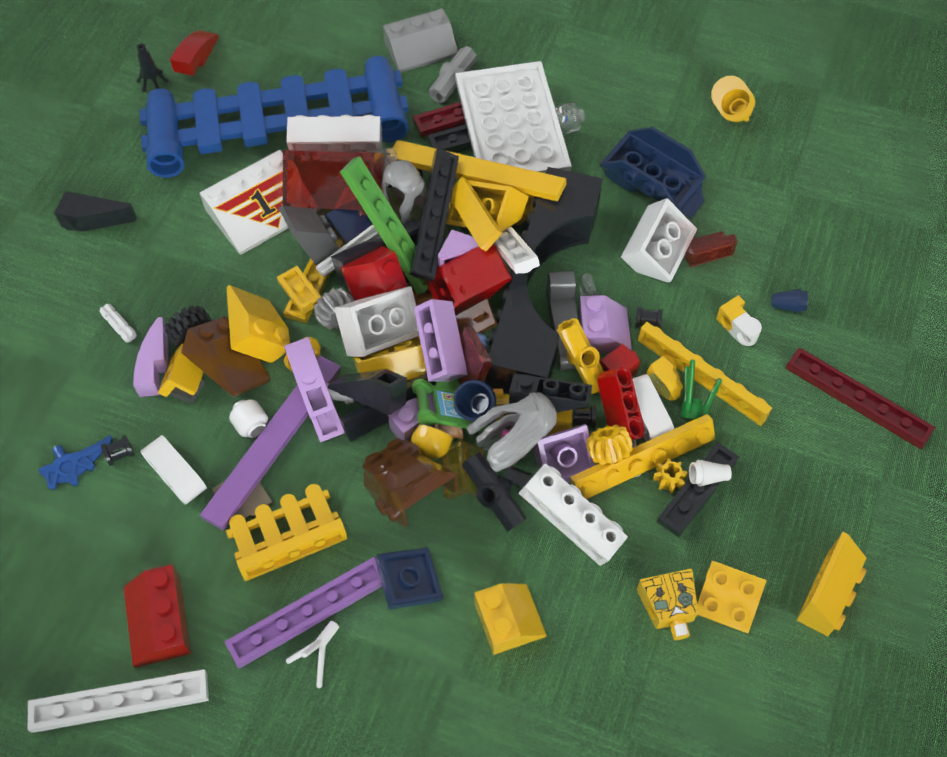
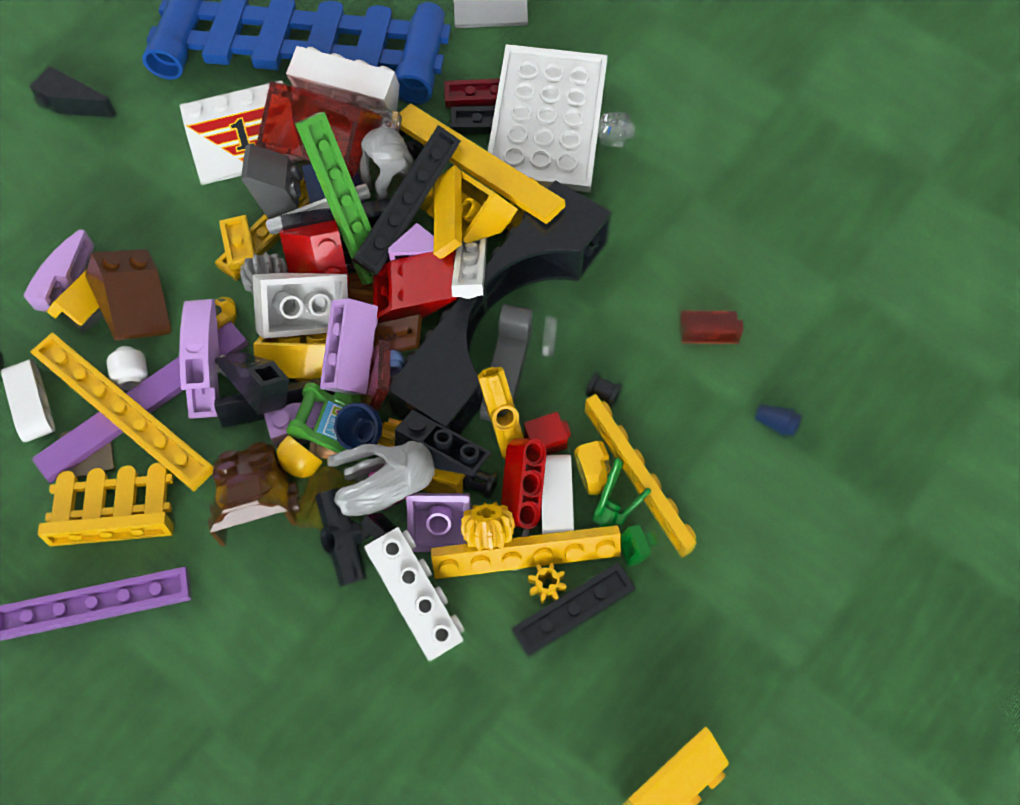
camera: 20 degrees right, 5 degrees up
(118, 323) = (46, 223): white axle -> none
(179, 325) = (104, 241): black tyre -> none
(255, 326) = (172, 266): yellow slope -> none
(262, 452) = (123, 412): none -> yellow tile
(320, 643) = (91, 642): white plant -> none
(408, 578) = (211, 603): dark blue tile -> none
(446, 82) = (522, 35): light grey piece -> none
(508, 616) = (298, 684): yellow slope -> none
(604, 323) = (549, 382): lavender slope -> none
(657, 167) = (687, 220): dark blue slope -> none
(659, 241) = (655, 303): white slope -> none
(670, 601) = (483, 732): yellow torso -> none
(707, 472) = (587, 596): white cone -> none
(726, 425) = (636, 544): none -> green tile
(730, 596) = (553, 750): yellow hinge -> none
(733, 99) = (813, 159): yellow piece -> none
(738, 322) = (705, 426): leg -> none
(860, 398) = (814, 564): dark red tile -> none

